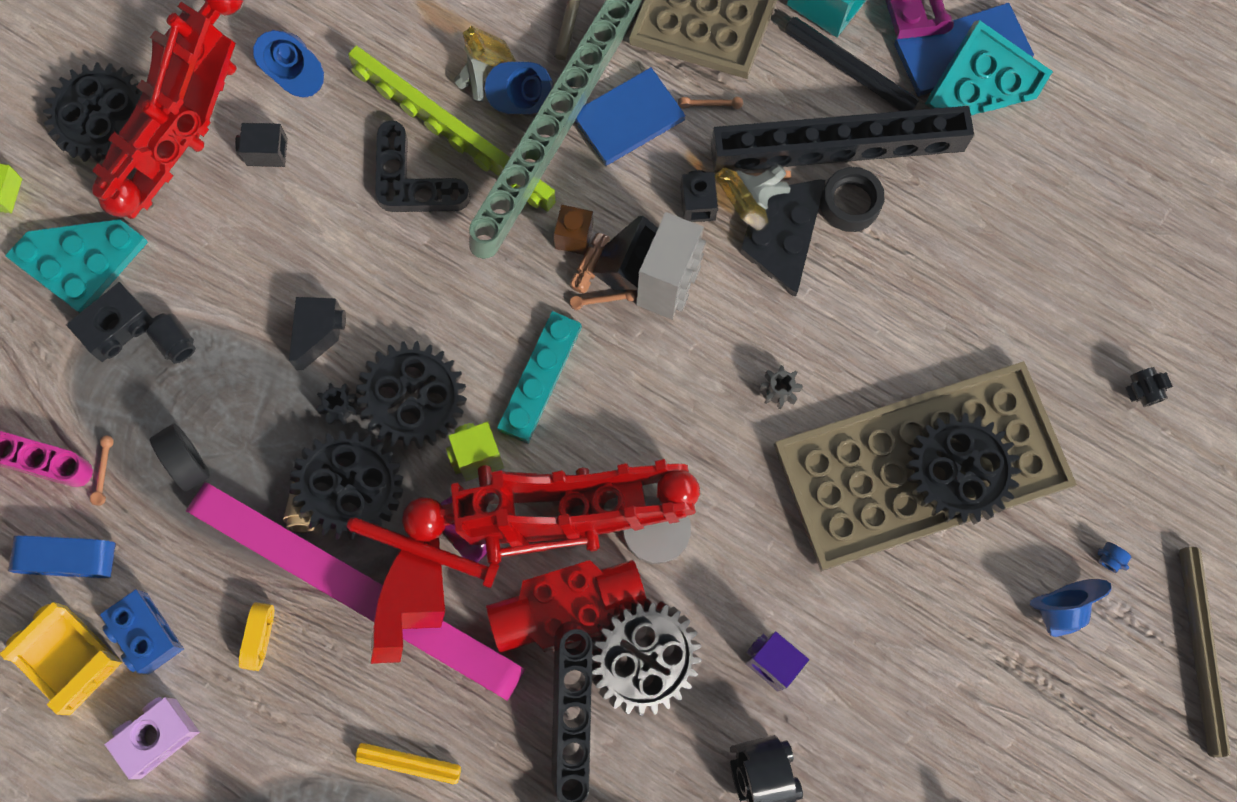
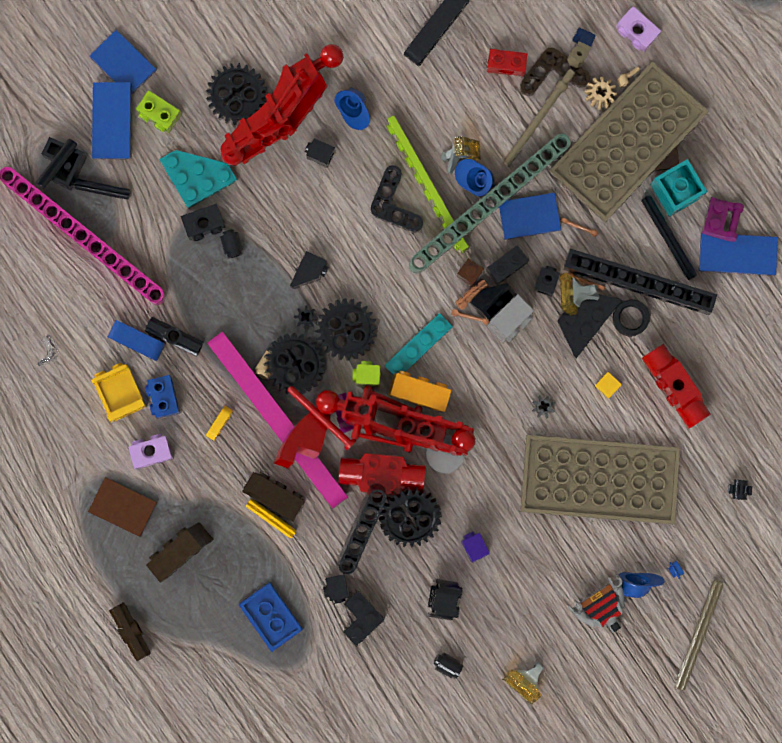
camera: 25 degrees right, 10 degrees up
(98, 498) = (163, 315): nougat hinge -> none
(106, 522) = (163, 330): none -> black piece
(179, 457) = (214, 314): black tyre -> none
(394, 720) = (274, 495): none -> dark brown wedge
(572, 444) = (419, 391): none -> light orange brick
(627, 195) = (507, 265): none -> black brick
(864, 314) = (608, 385): none -> yellow tile
(975, 266) = (688, 397): none -> red brick
(977, 443) = (631, 481): black gear -> none
(988, 74) = (740, 278): teal plate -> none
(1030, 669) = (602, 606): none -> torso

